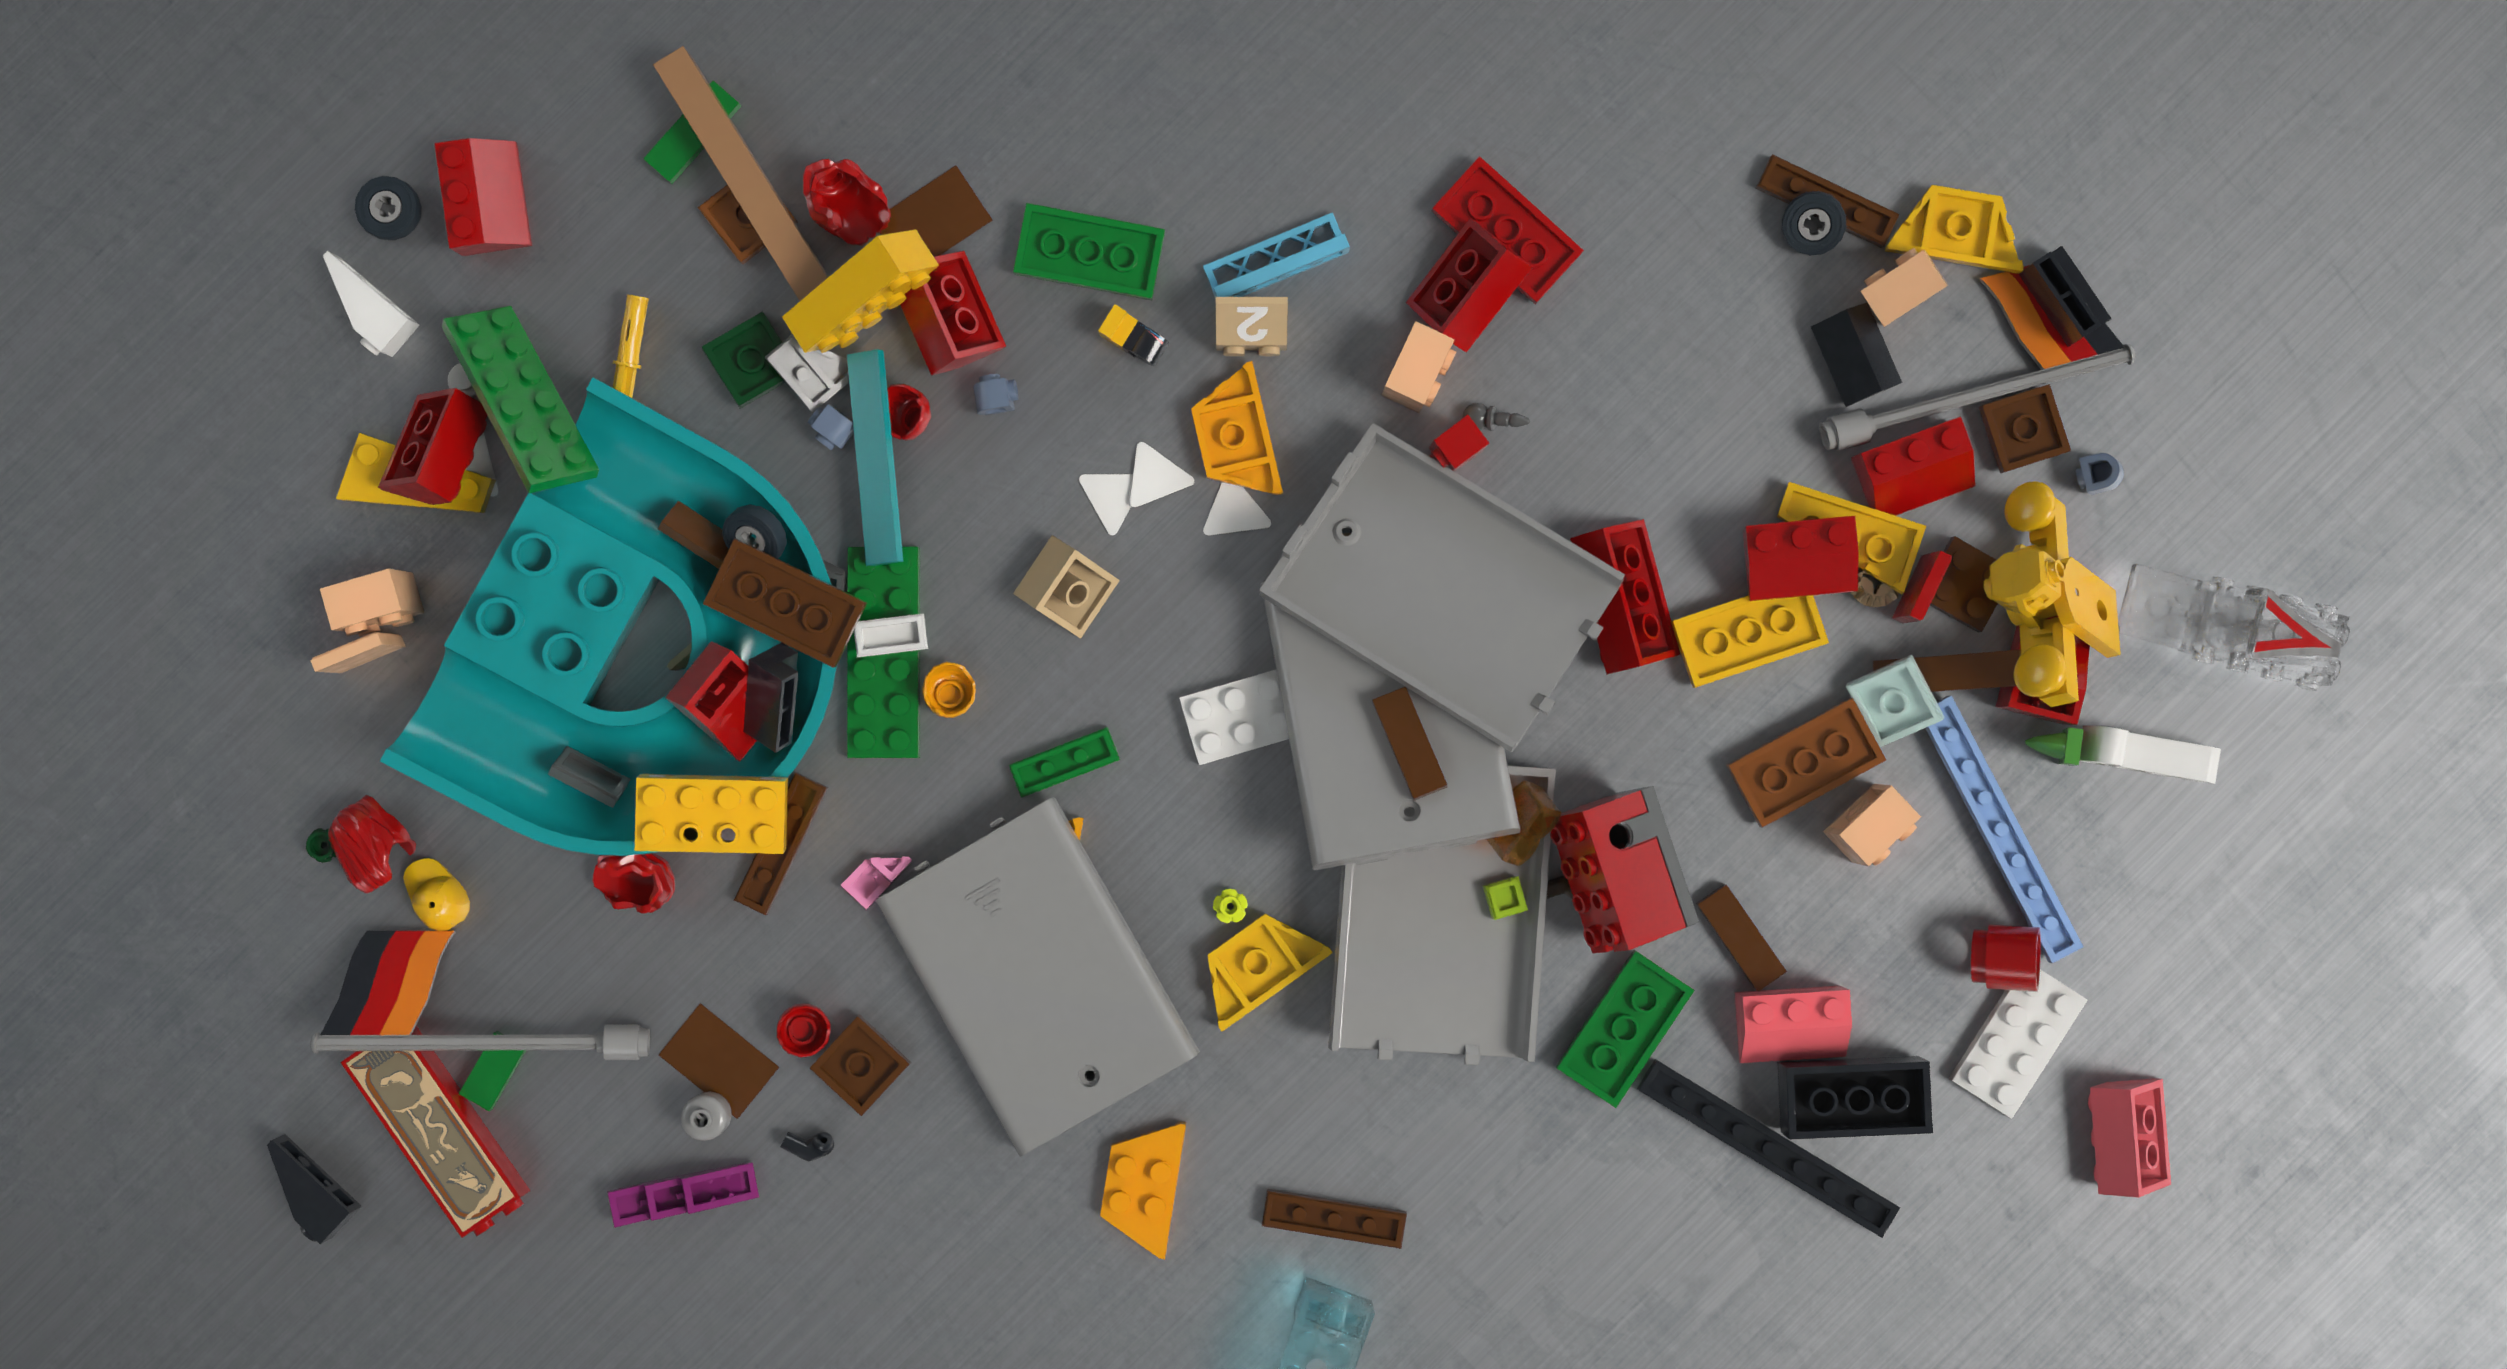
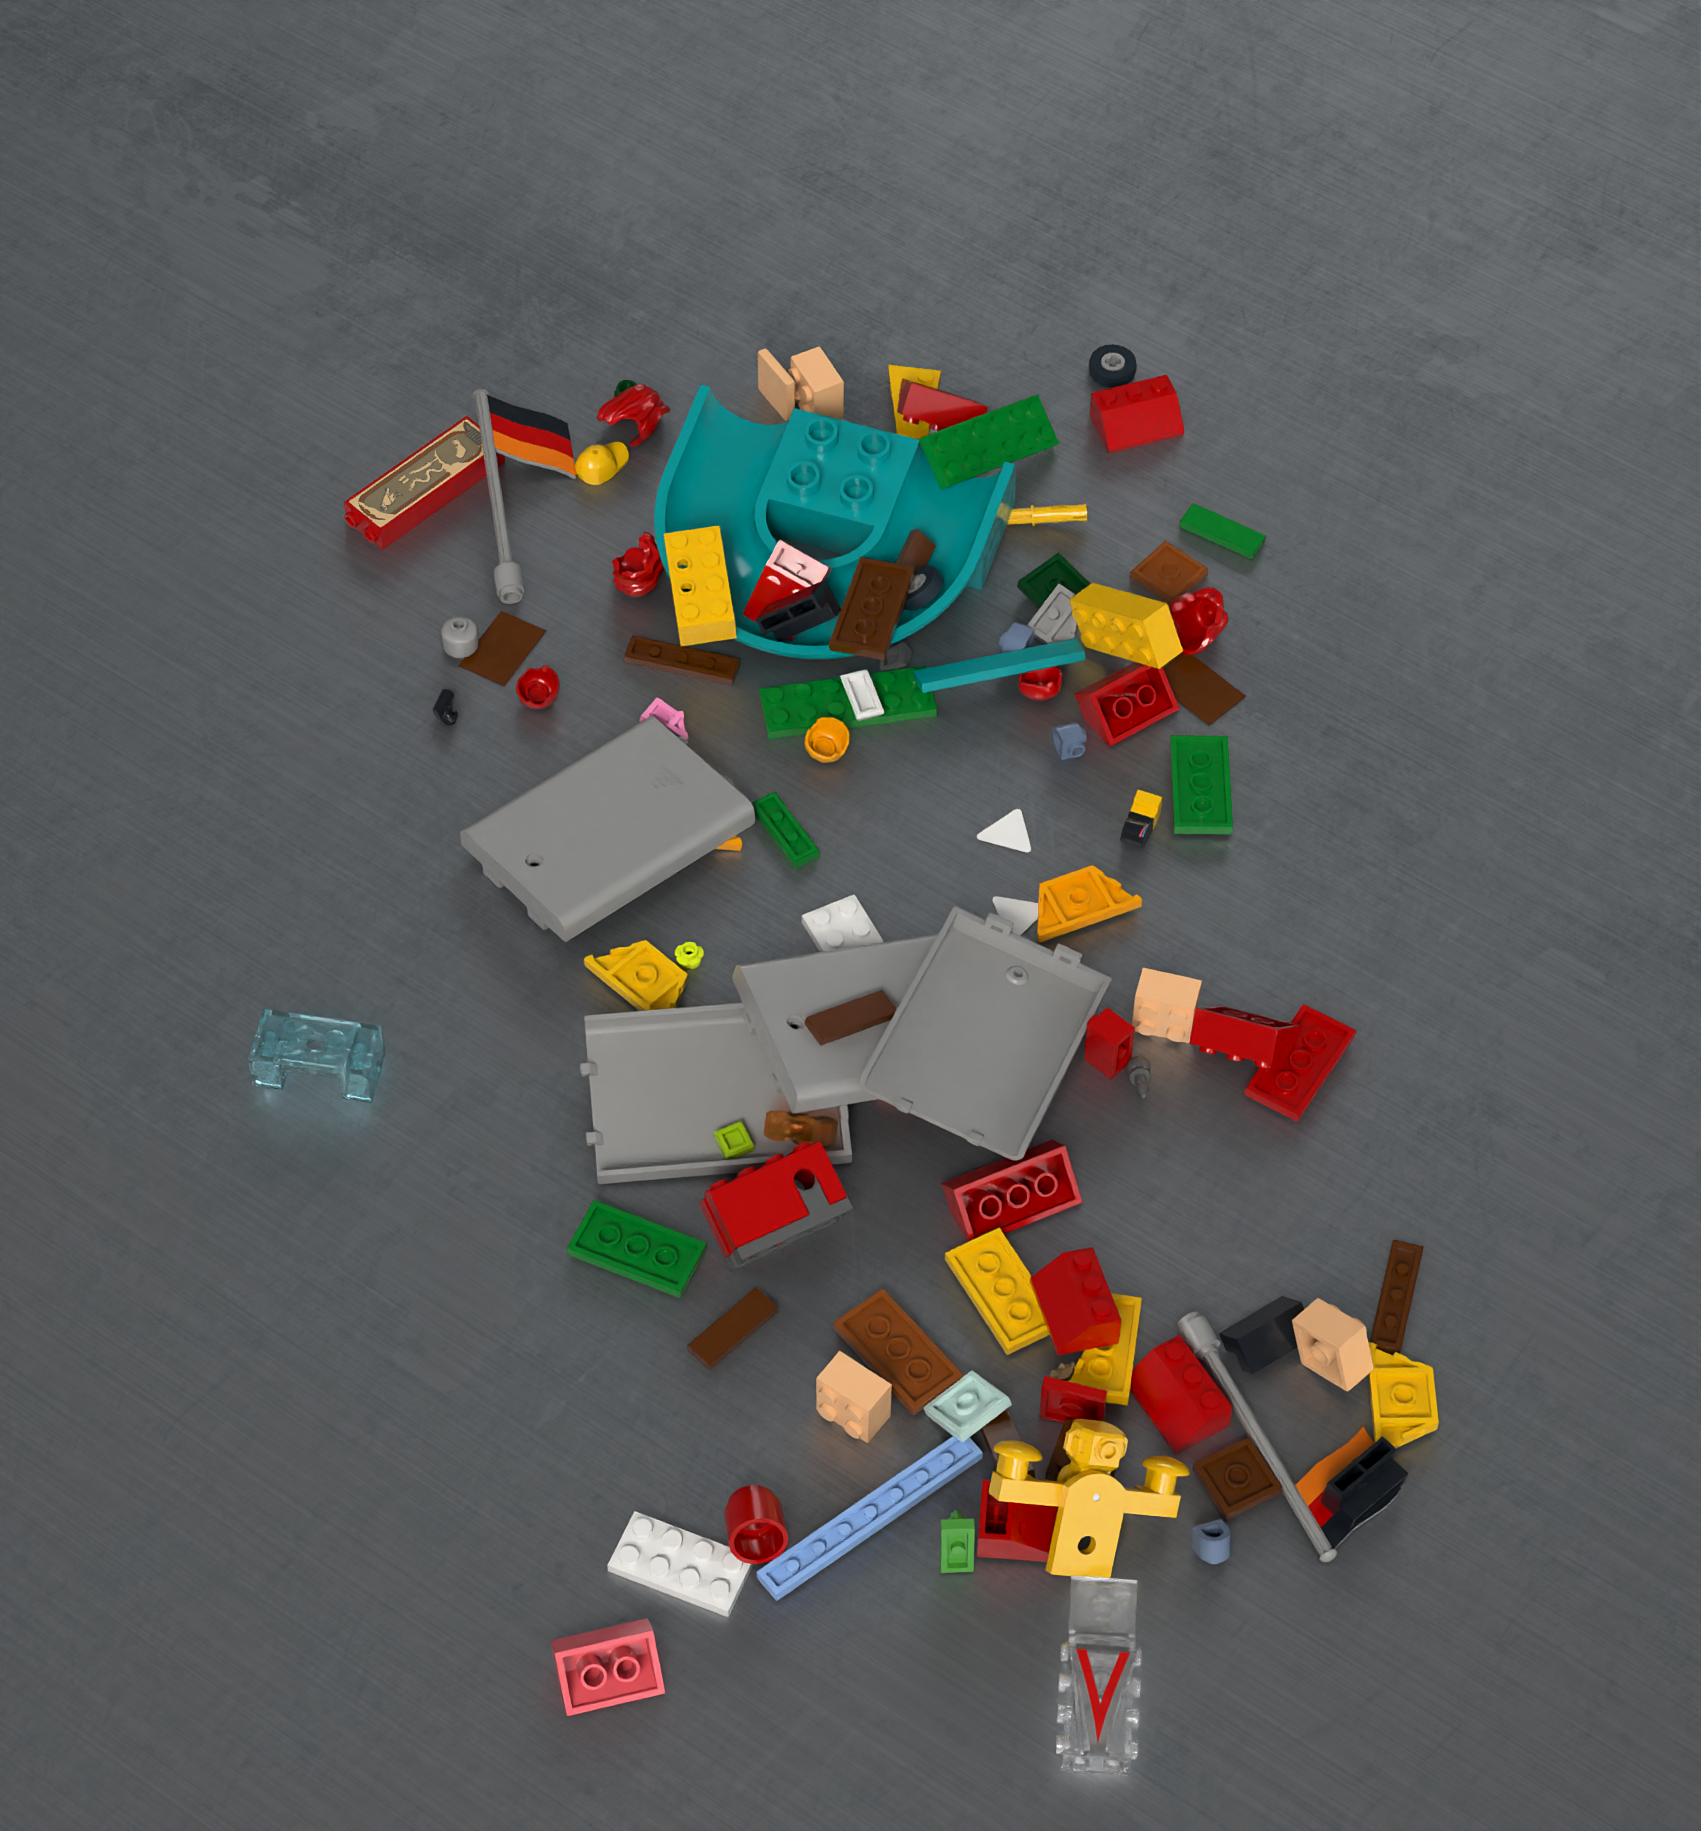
camera: 80 degrees right, 35 degrees down
(312, 1194) = (364, 418): black slope -> none
(369, 310) = (1034, 362): white slope -> none
(491, 1076) = (469, 512): green tile -> none
(589, 776) = (715, 514): dark grey tile -> none
(683, 1194) = (394, 635): magenta slope -> none
(741, 172) = (1208, 547): medium nougat tile -> none
(860, 1065) = (515, 730): reddish brown plate -> none
(1066, 586) = (926, 806): tan slope -> none
(1143, 1186) = (445, 931): light orange wing -> none
(1155, 476) = (1031, 857): white sticker -> none
(1251, 325) = (1171, 891): tan slope -> none
(1284, 267) = (1227, 914): medium azure fence -> none
(1334, 1218) = (437, 1066): reddish brown tile -> none
(1768, 1148) = (548, 1376): black plate -> none
(1793, 1023) = (663, 1374): coral slope -> none
(1828, 211) = (1385, 1286): black bush -> none
(1855, 1097) = (607, 1426): black brick -> none
(2149, 754) = (965, 1618): white beam -> none

